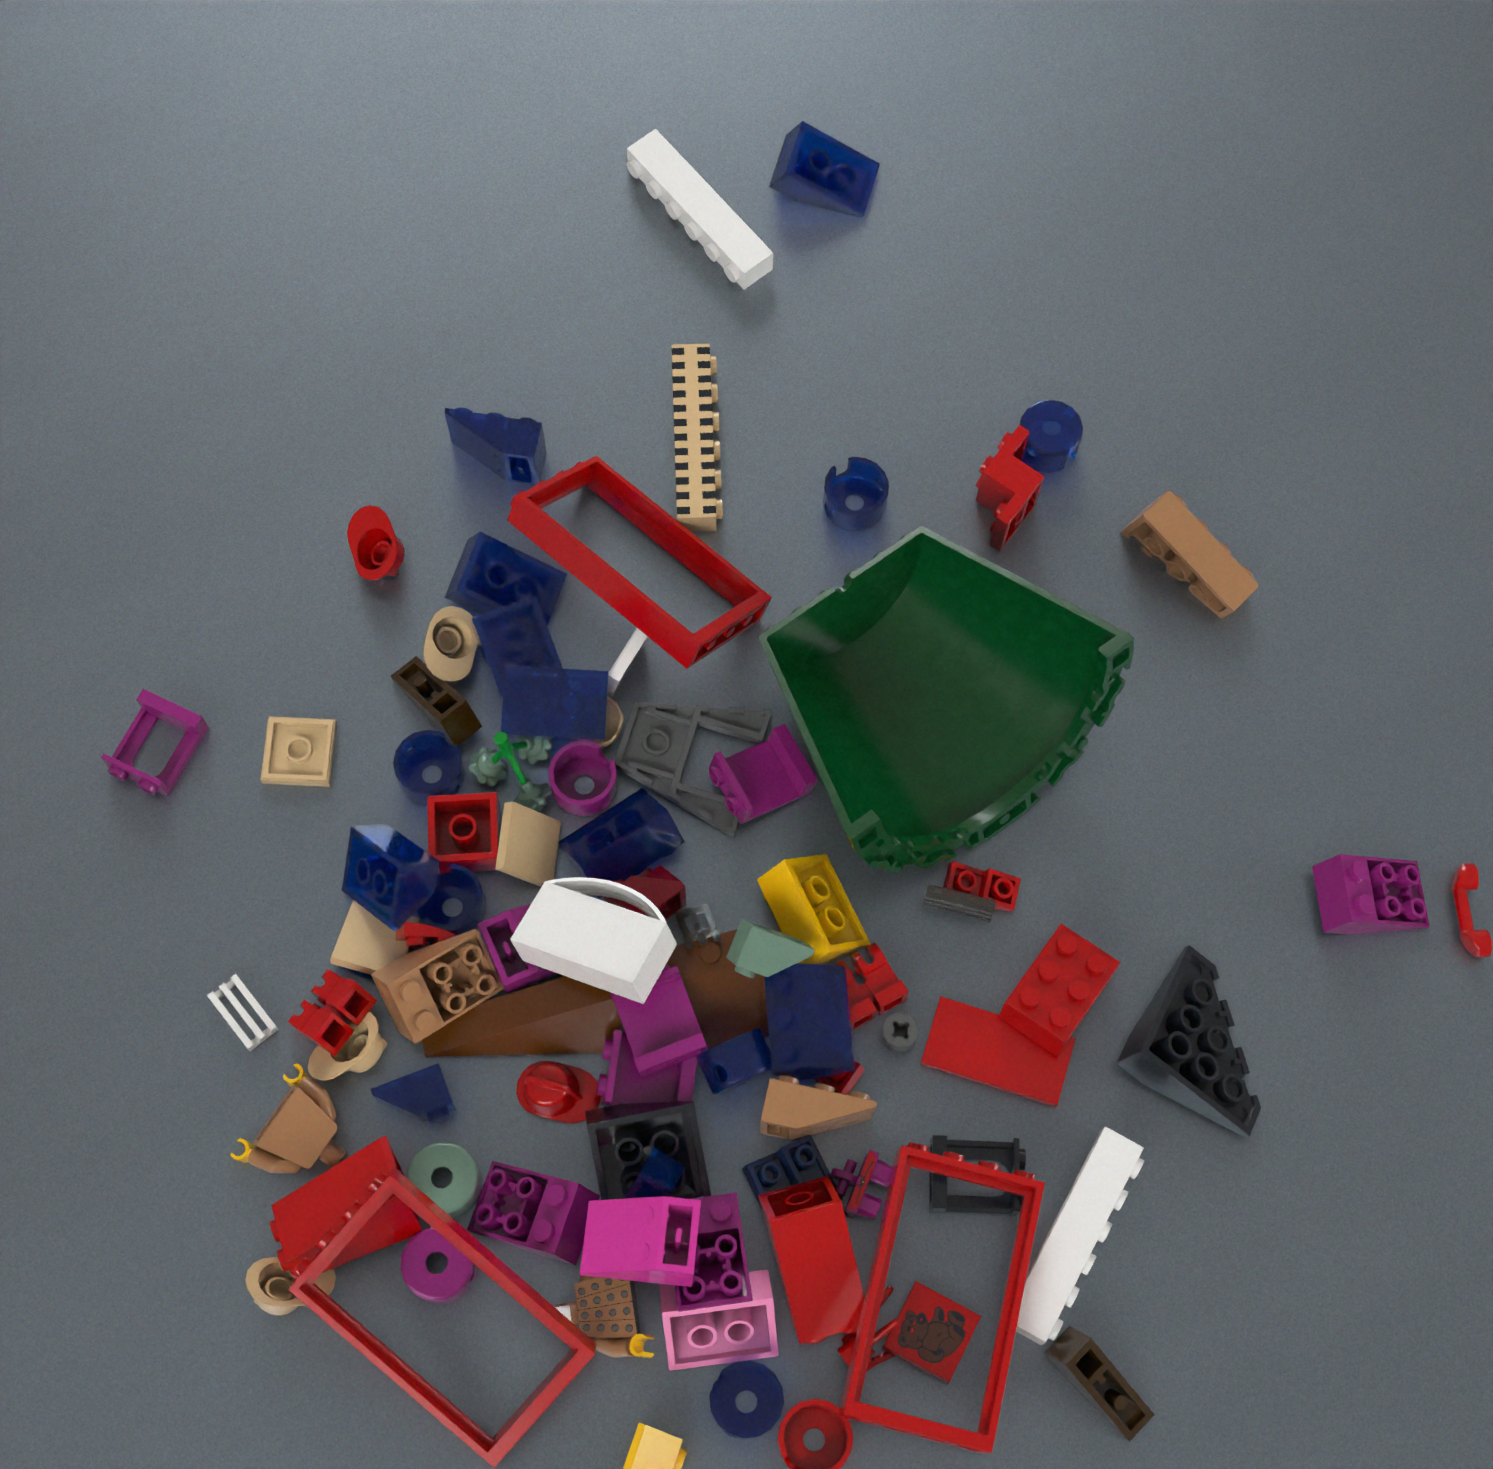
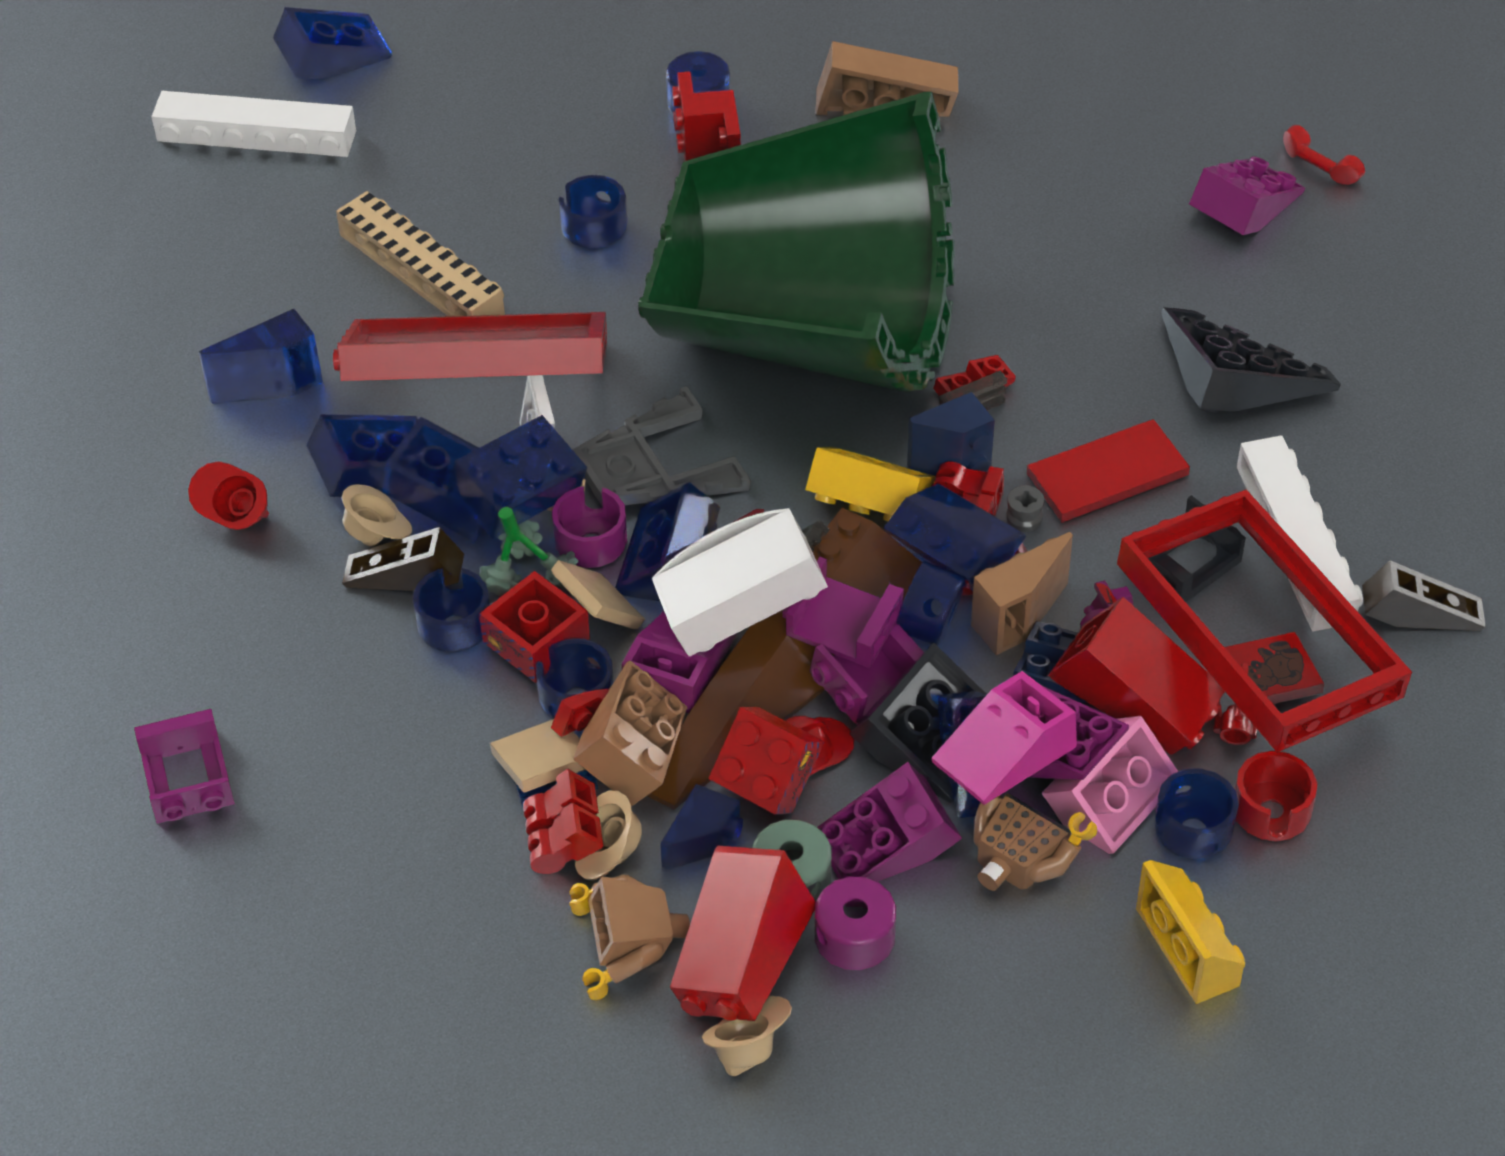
camera: 40 degrees left, 20 degrees down
(225, 990) = (483, 888): white tile -> none
(299, 751) = (320, 687): tan tile -> none
(333, 1242) = (1043, 922): red door -> none
(388, 873) = (506, 689): clear blue slope -> none
(498, 1088) = (766, 760): none -> red brick
(763, 776) = (732, 424): magenta panel -> none
(765, 950) = (870, 505): sand green slope -> none
(898, 932) = (951, 432): none -> dark blue slope
(1059, 990) = (1109, 391): red brick -> none

